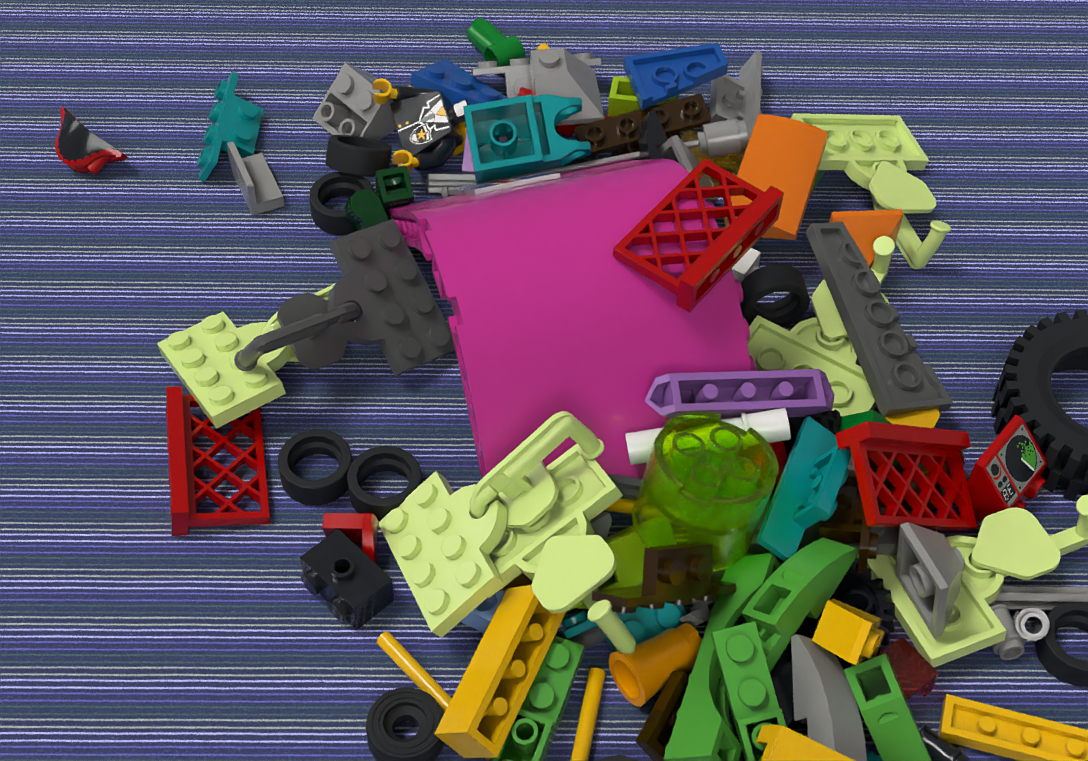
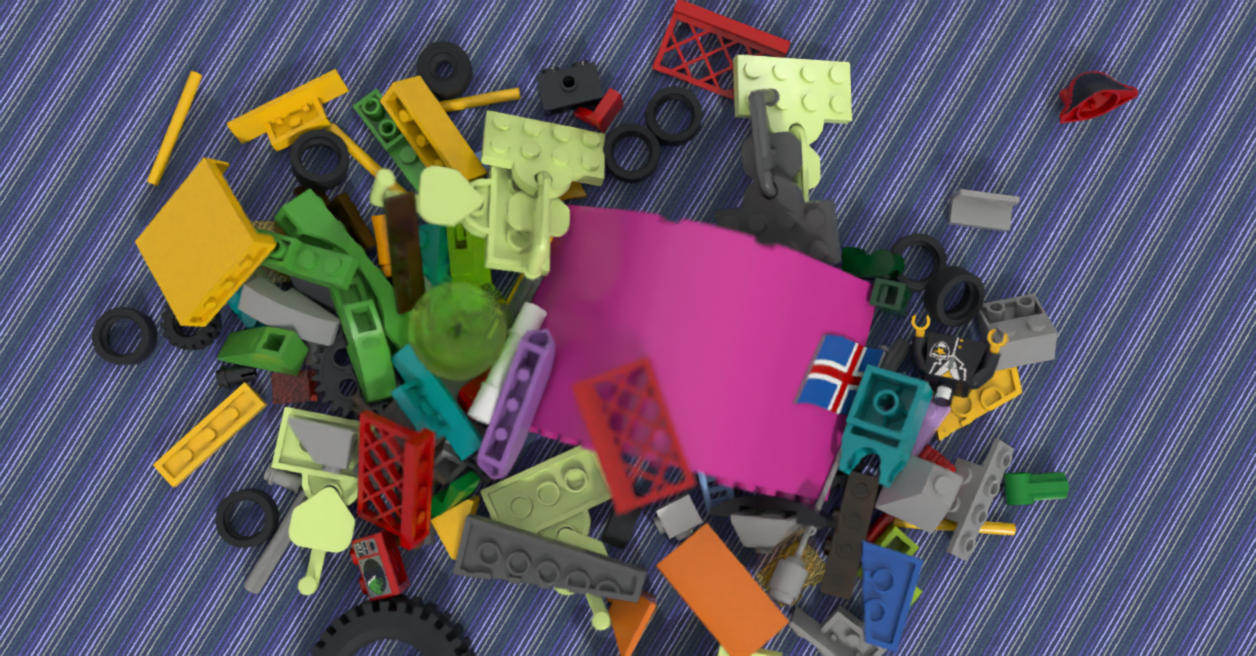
camera: 120 degrees right, 35 degrees up
(232, 121) = (1053, 222): teal bracket -> none
(454, 83) = (1002, 417): blue wing -> none
(848, 632) = (313, 349): yellow slope -> none
(1041, 624) = (270, 491): light grey pin -> none

